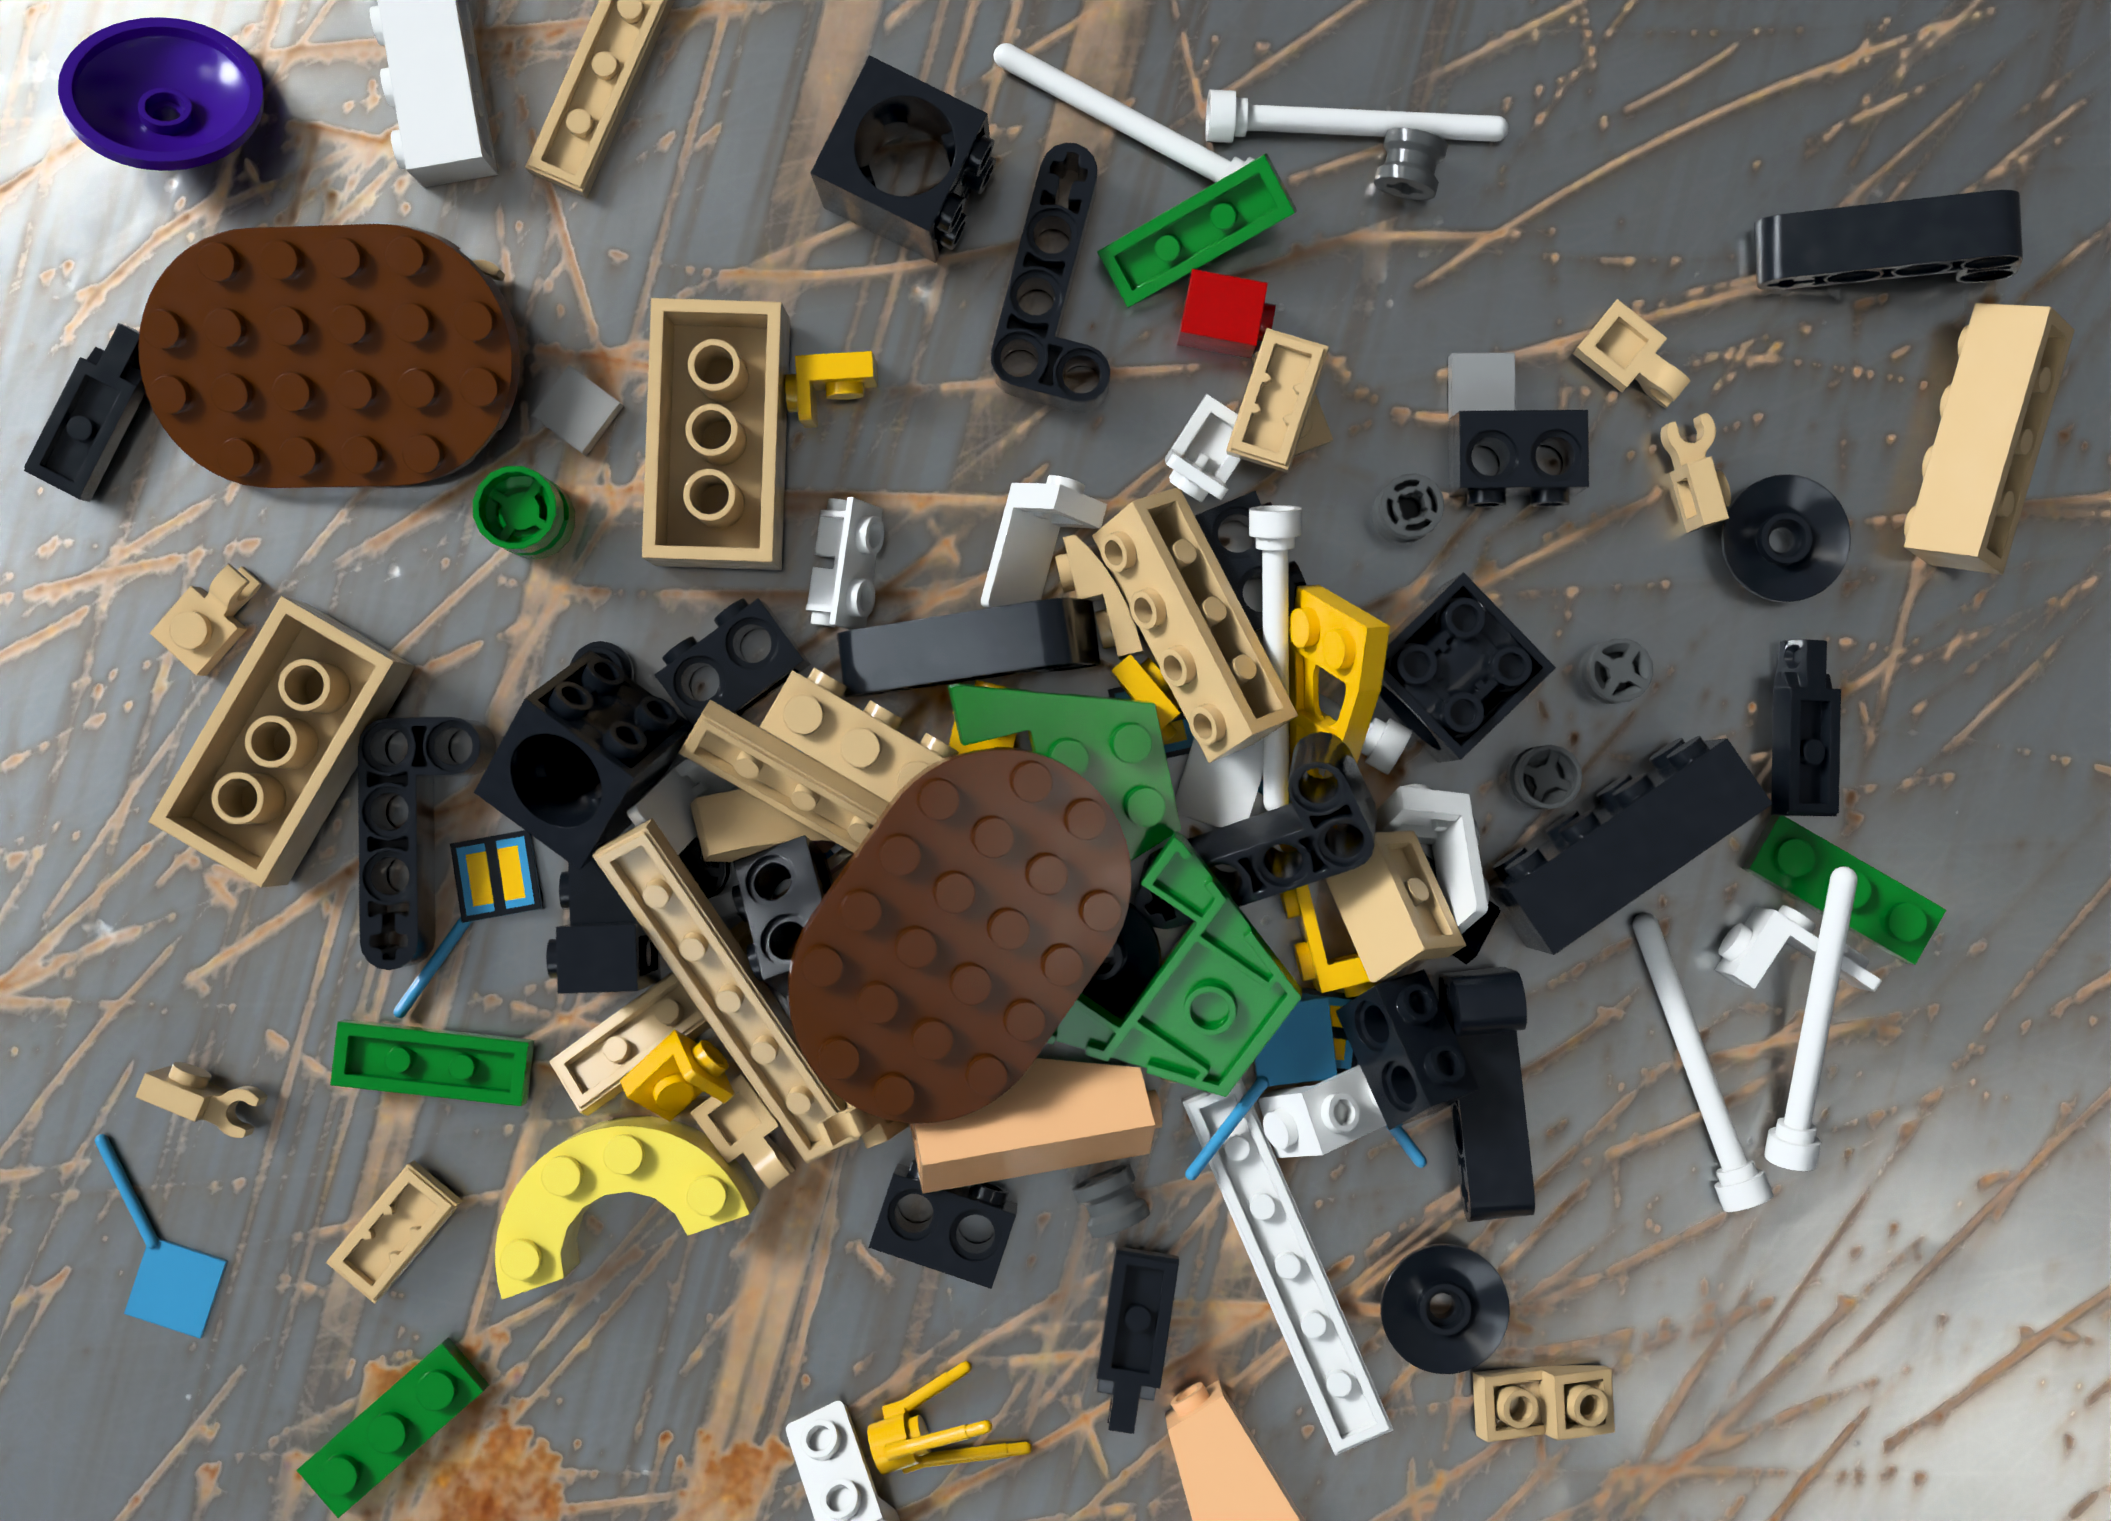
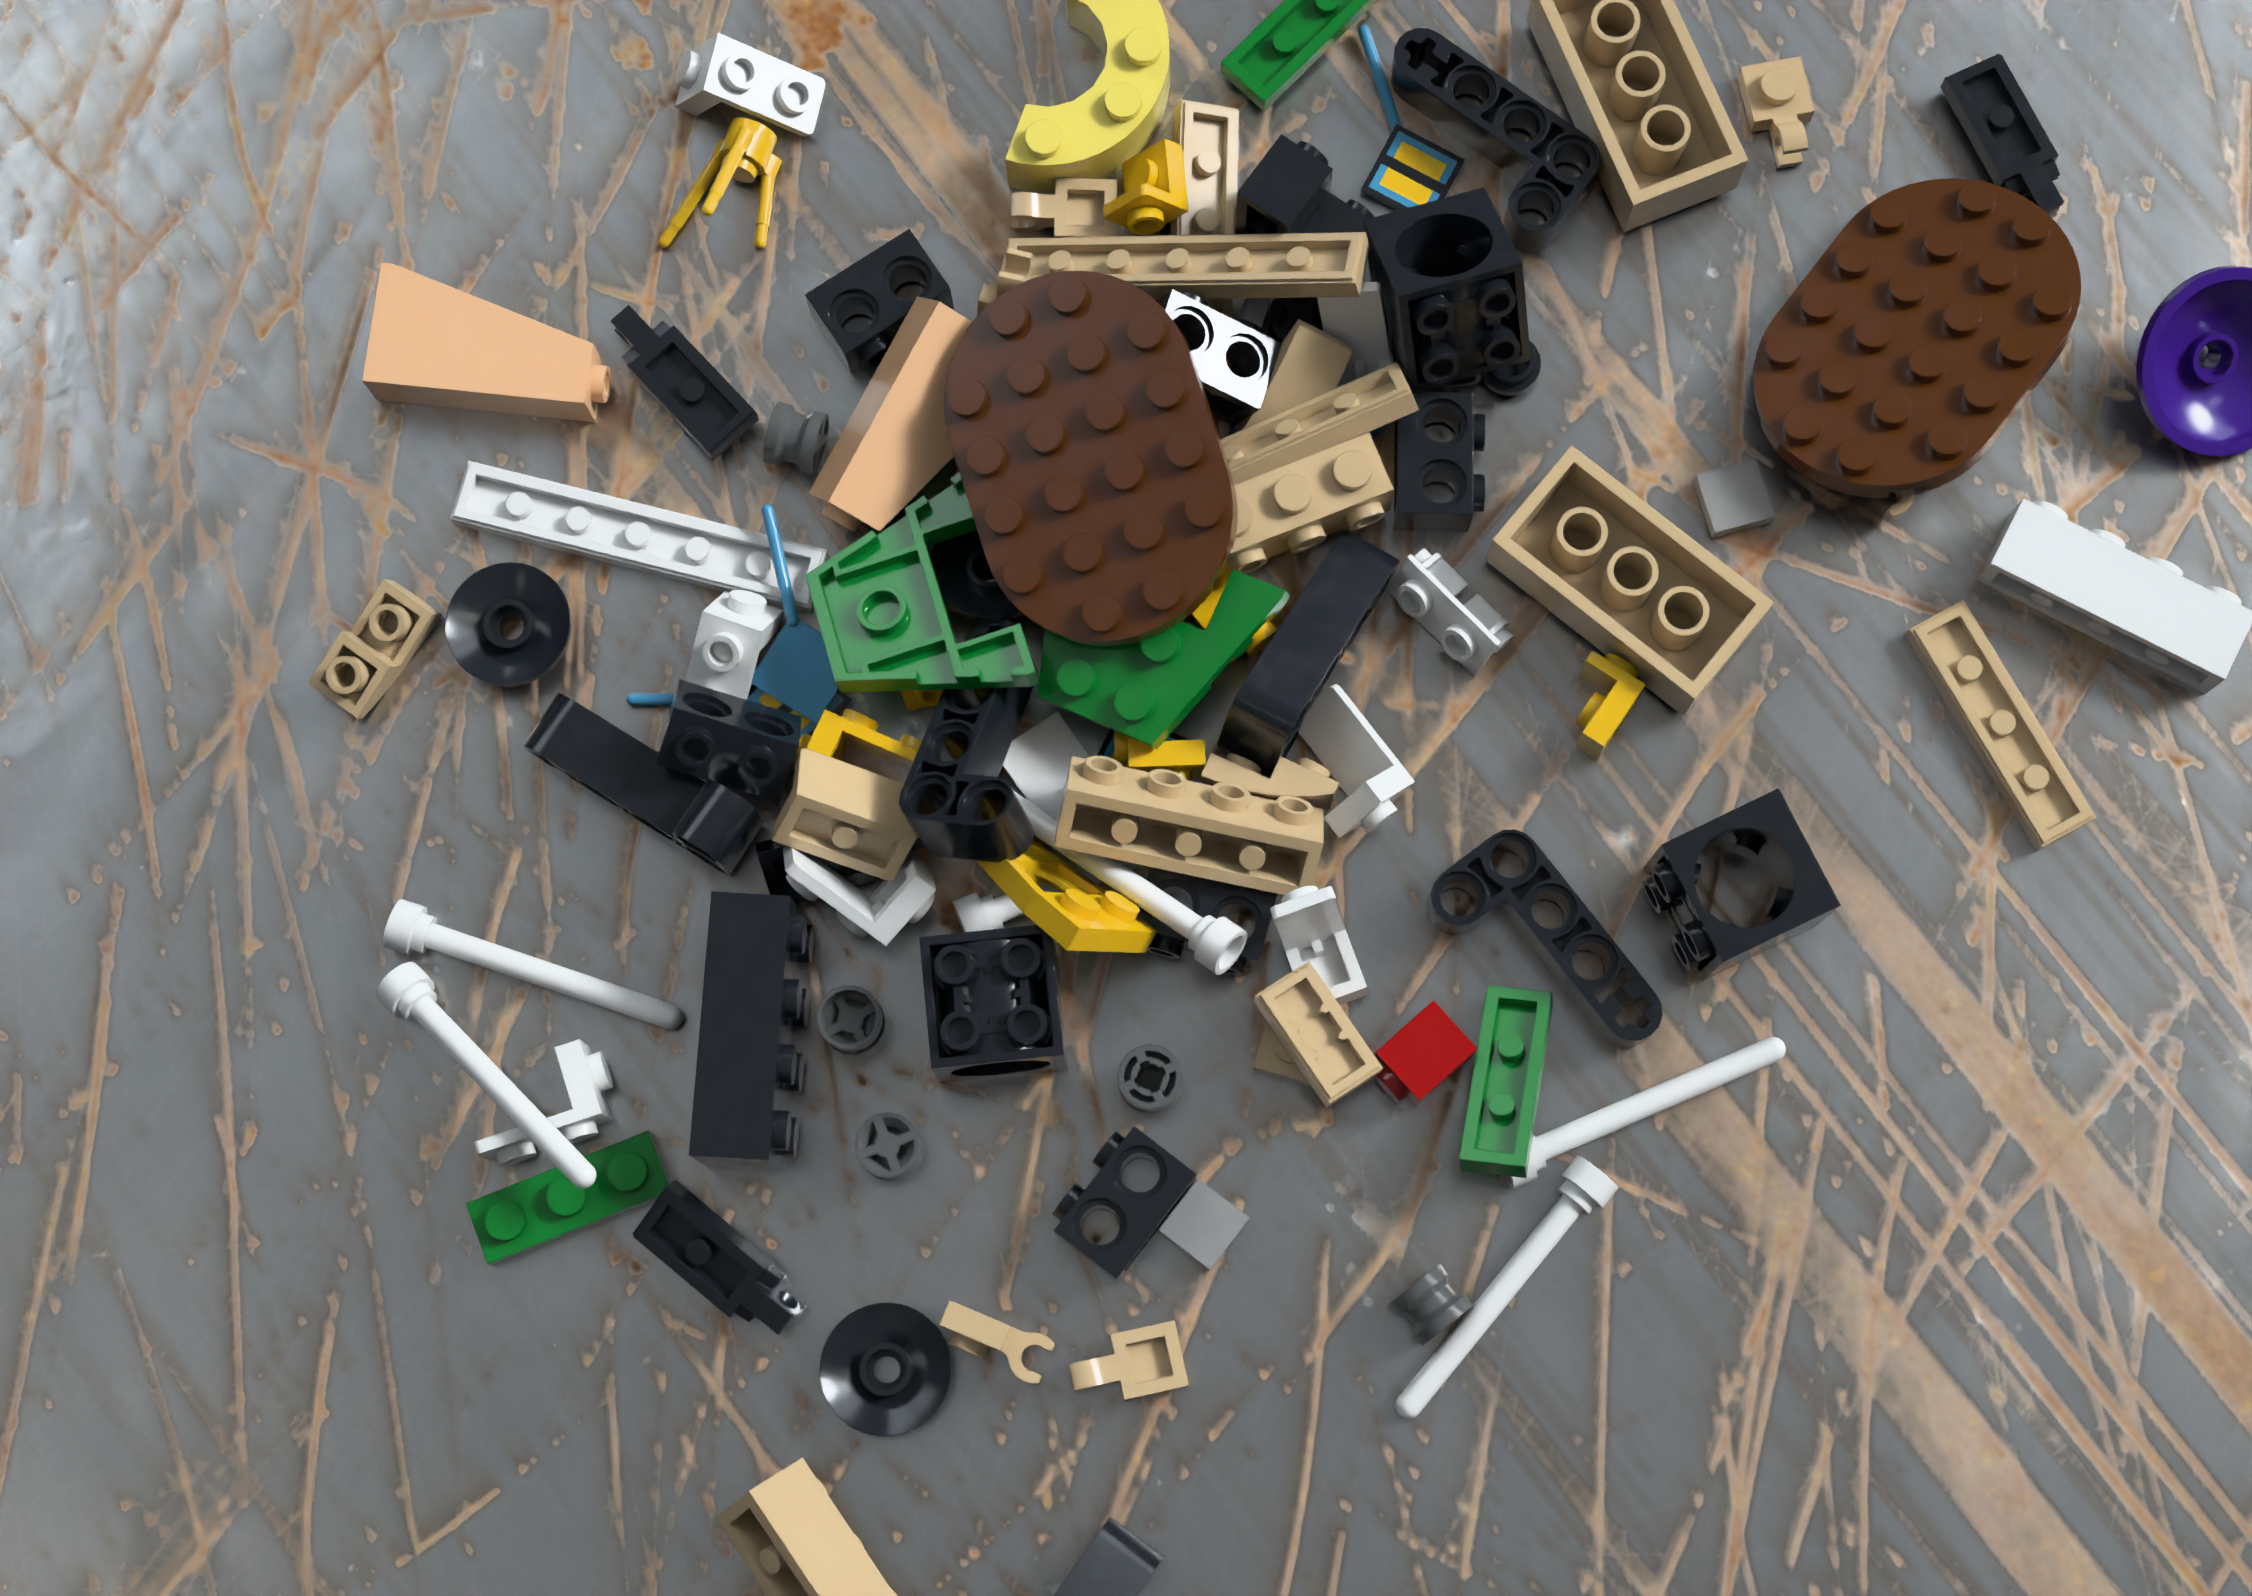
camera: 130 degrees right, 10 degrees down
(523, 512) = (1685, 379): green wheel -> none

